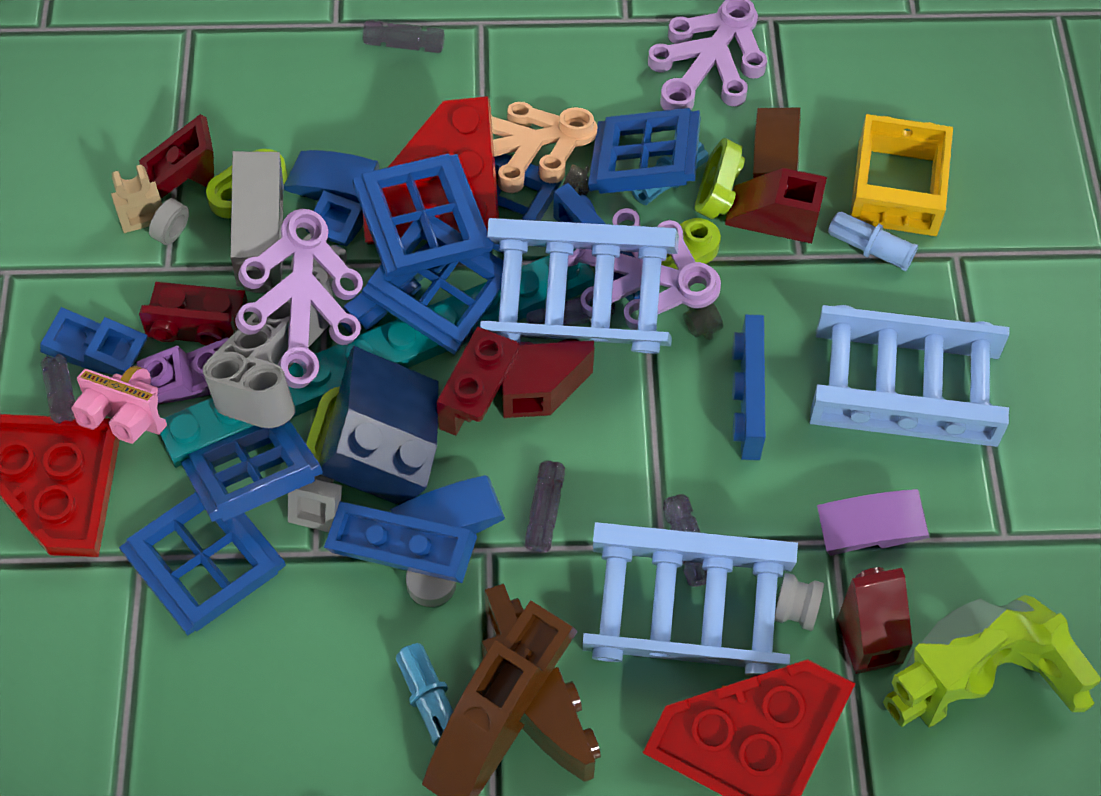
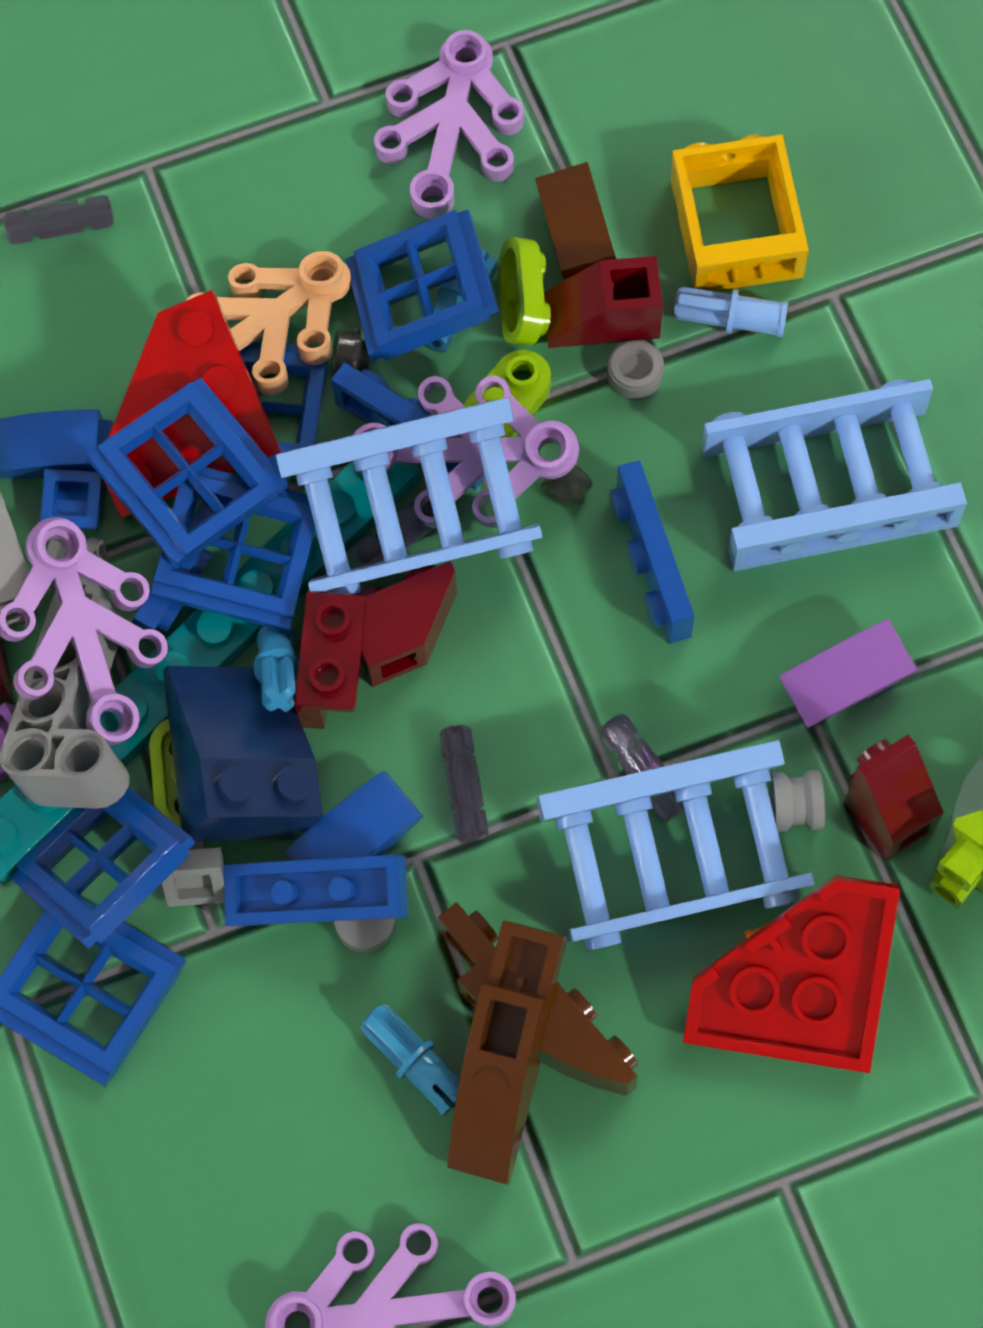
camera: 15 degrees left, 10 degrees up
(434, 374) = (276, 668): none -> dark azure axle
(785, 259) = (635, 369): none -> light grey tile

